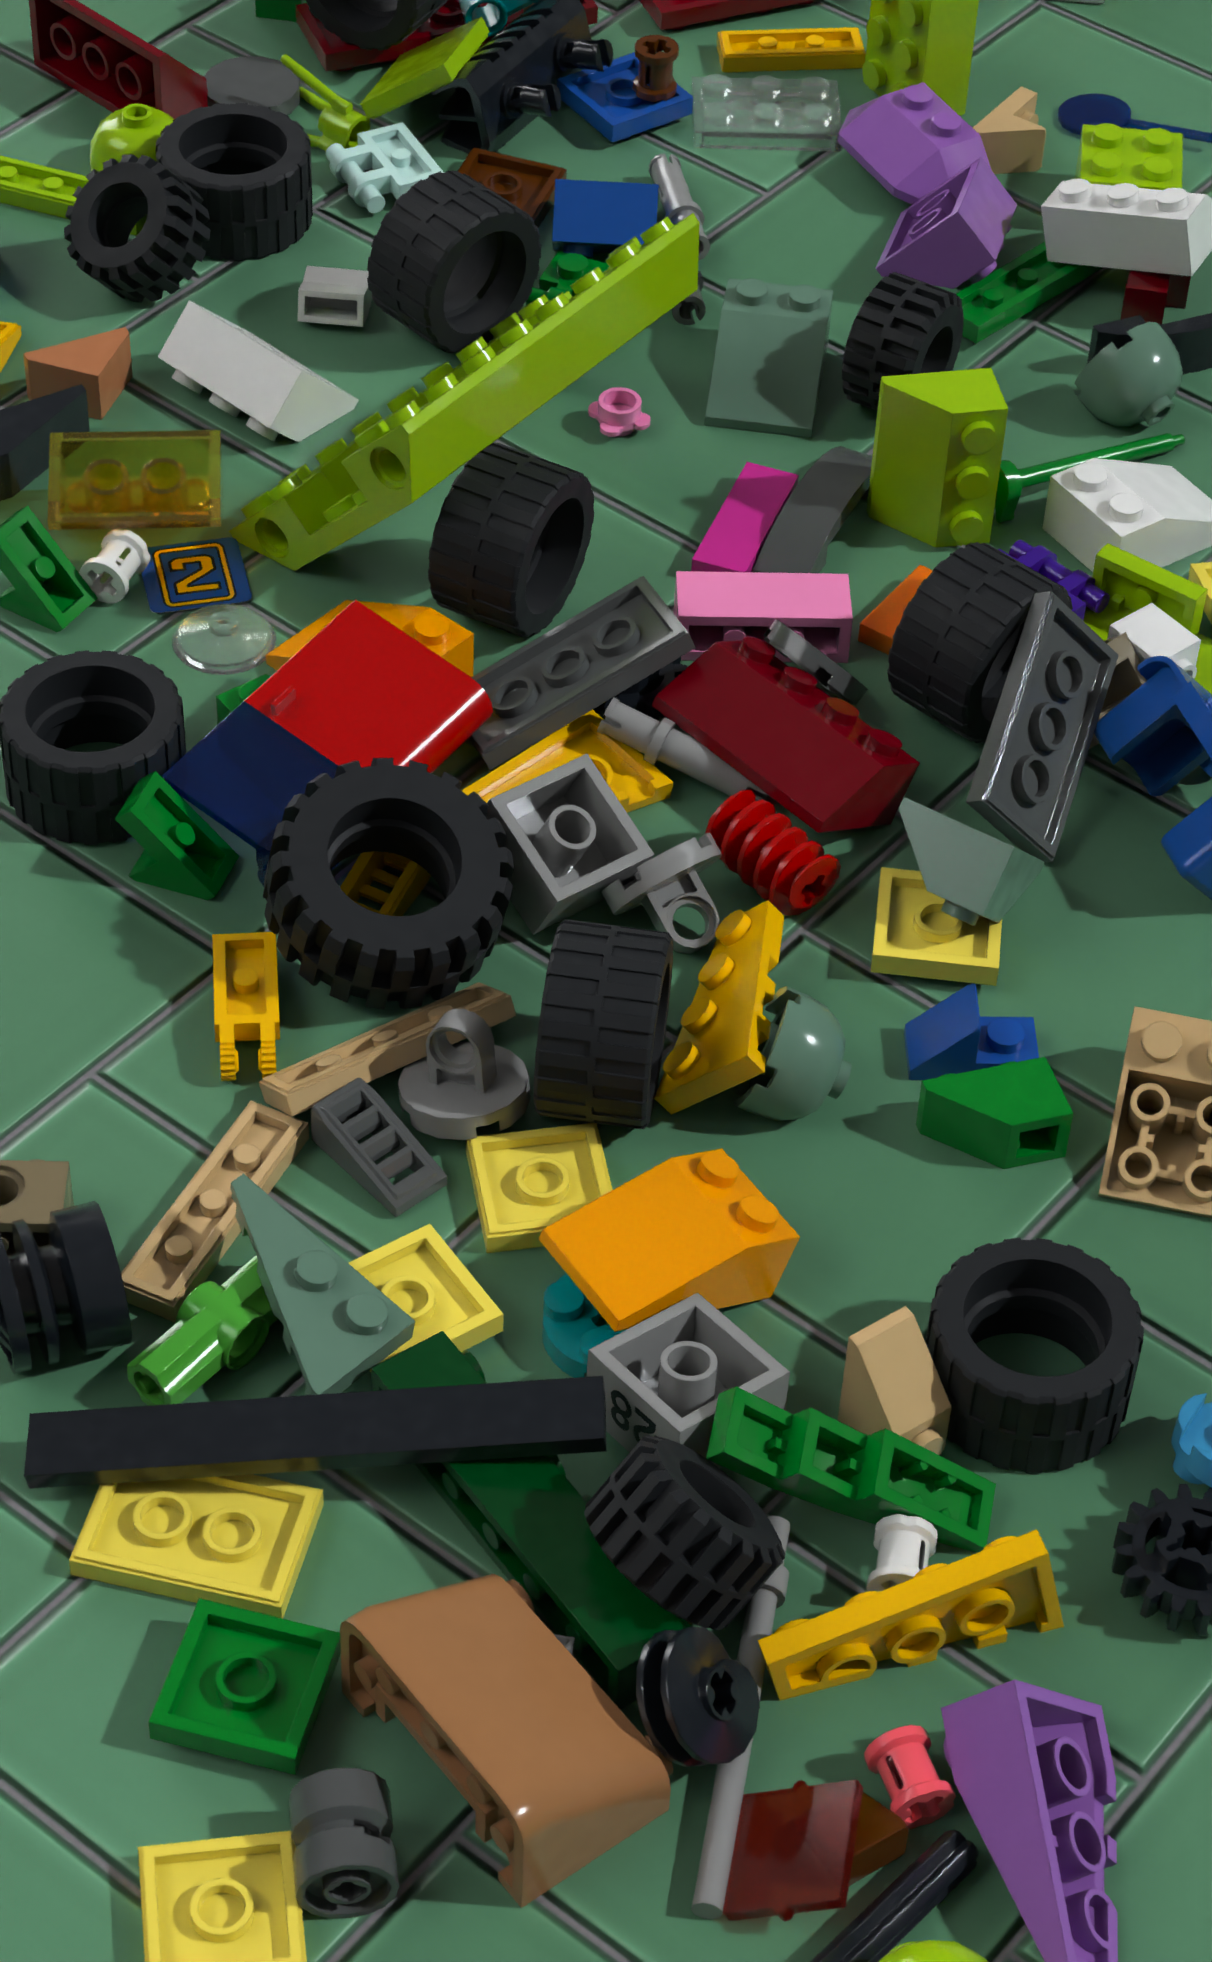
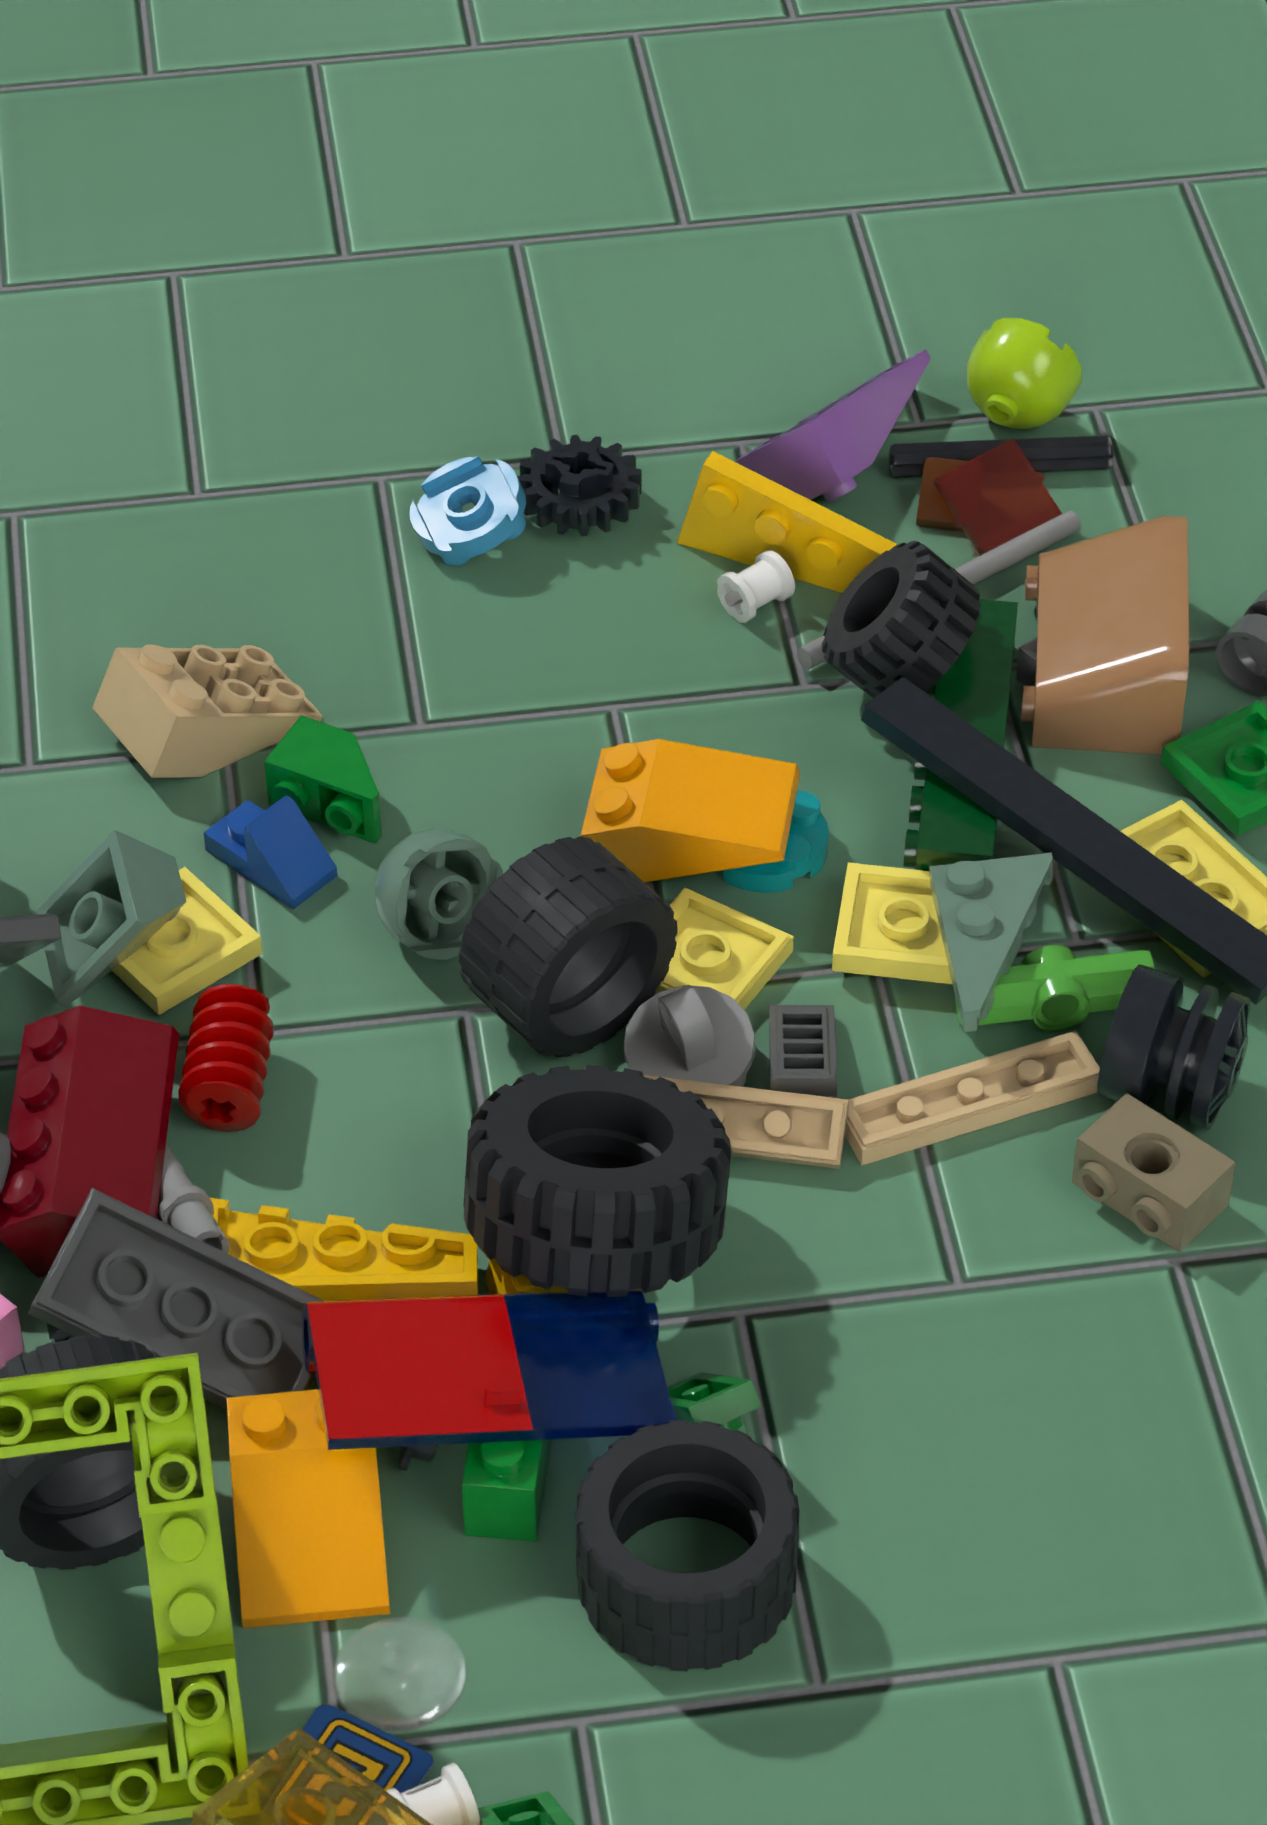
camera: 135 degrees left, 0 degrees up
(246, 998) = (780, 1237): yellow hinge -> none
(566, 842) = (396, 1153): light grey brick -> none
(670, 884) = (348, 1078): light grey tile -> none
(673, 1366) = (792, 714): light grey brick -> none
(695, 1698) = (985, 563): black piece -> none
(726, 1016) = (401, 970): yellow wing -> none
(849, 1470) = (735, 617): green slope -> none
(894, 1383) = (655, 652): tan slope -> none
(910, 1775) = (888, 496): coral bush -> none
(1045, 1293) = (536, 658): black tyre -> none

